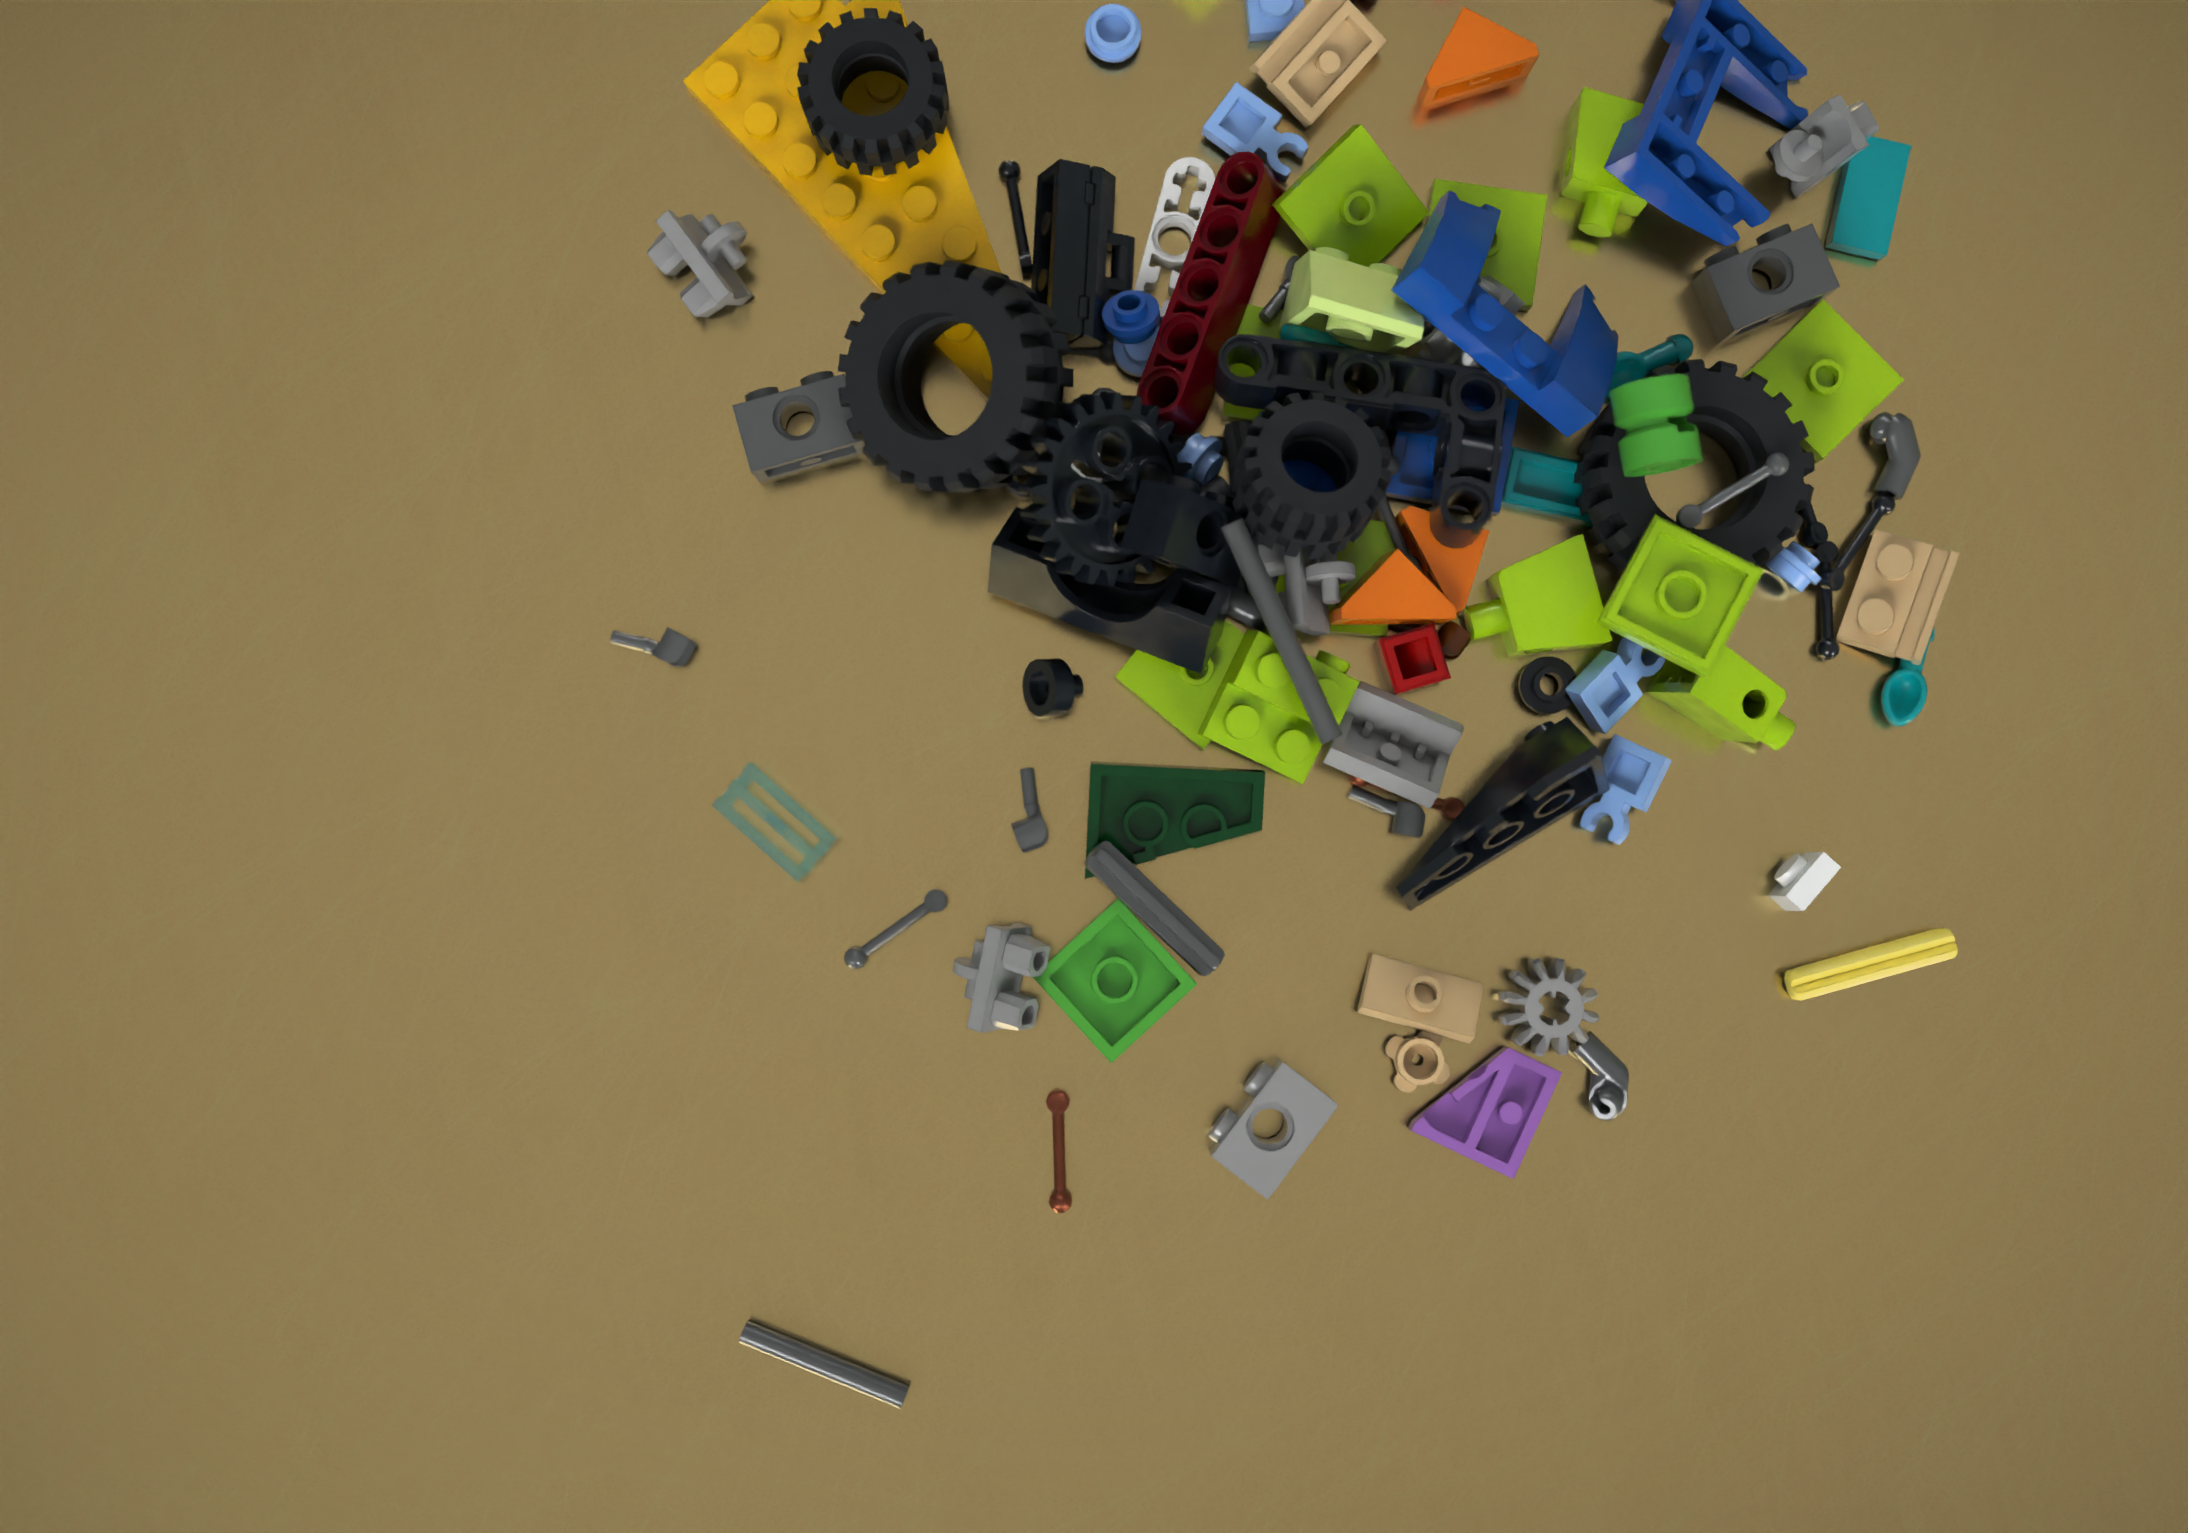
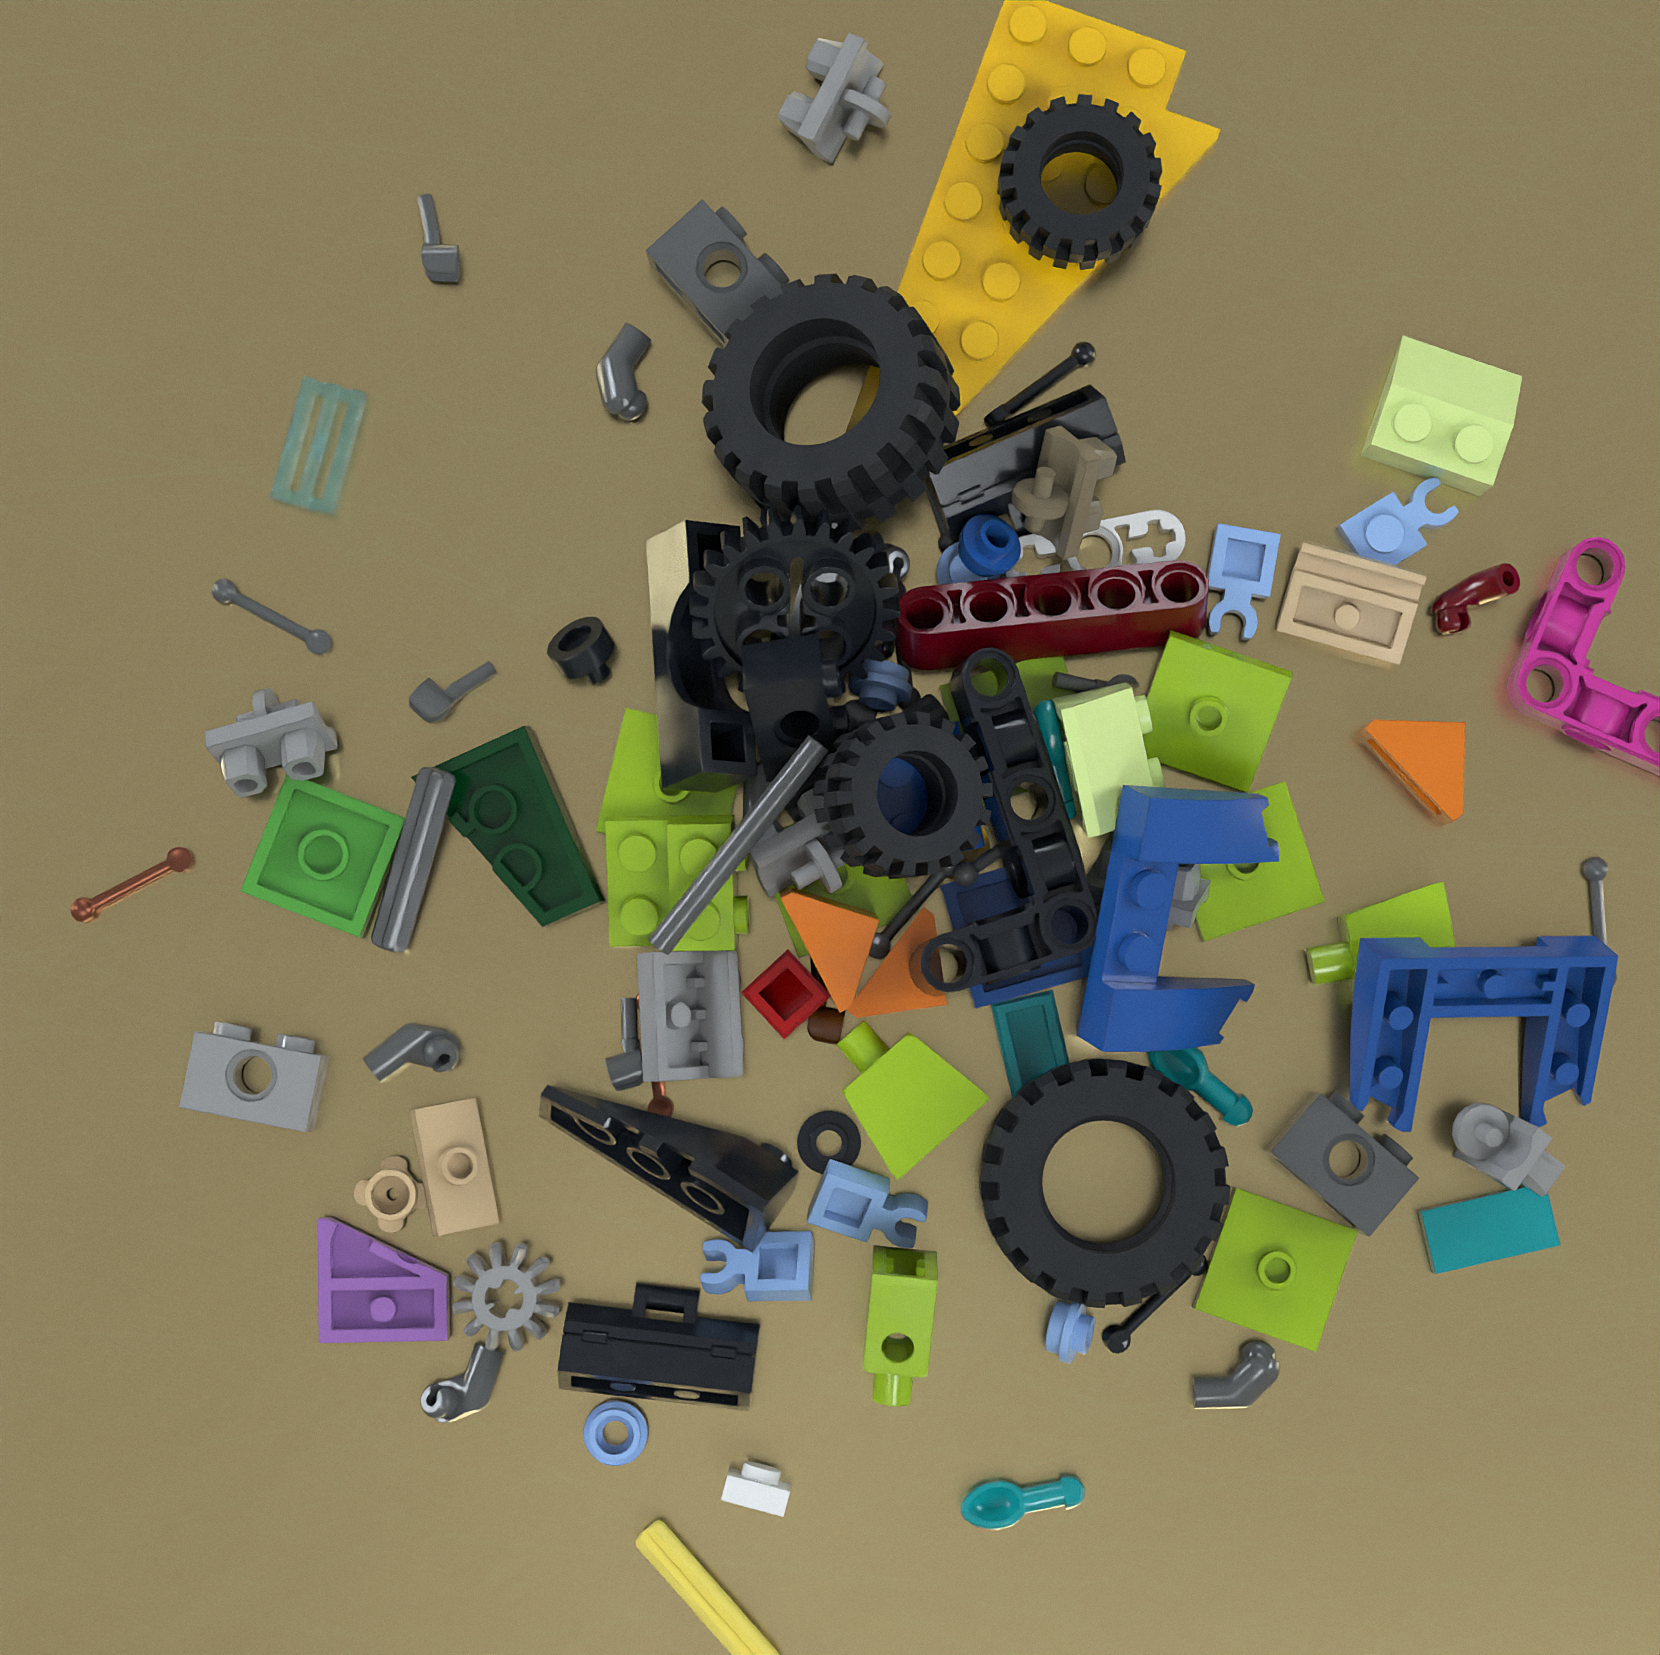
camera: 70 degrees right, 0 degrees up
(840, 551) = (617, 377): none -> dark grey arm
(1113, 33) = (1273, 387): light blue plate -> none
(1118, 228) = (1061, 496): none -> dark tan hips
(1306, 980) = (416, 1045): none -> dark grey arm
(1656, 425) = (1114, 1109): bright green wheel -> none
(1660, 906) = (659, 1359): none -> black piece
(1680, 596) = (961, 1217): lime plate -> none
(1691, 515) = (1049, 1190): dark grey hinge -> none
(1716, 973) = (611, 1453): none -> light blue plate
(1828, 647) = (1100, 1359): black hinge -> none
(1834, 577) = (1077, 1377): black hinge -> none
(1897, 597) = (1090, 1450): tan plate -> none

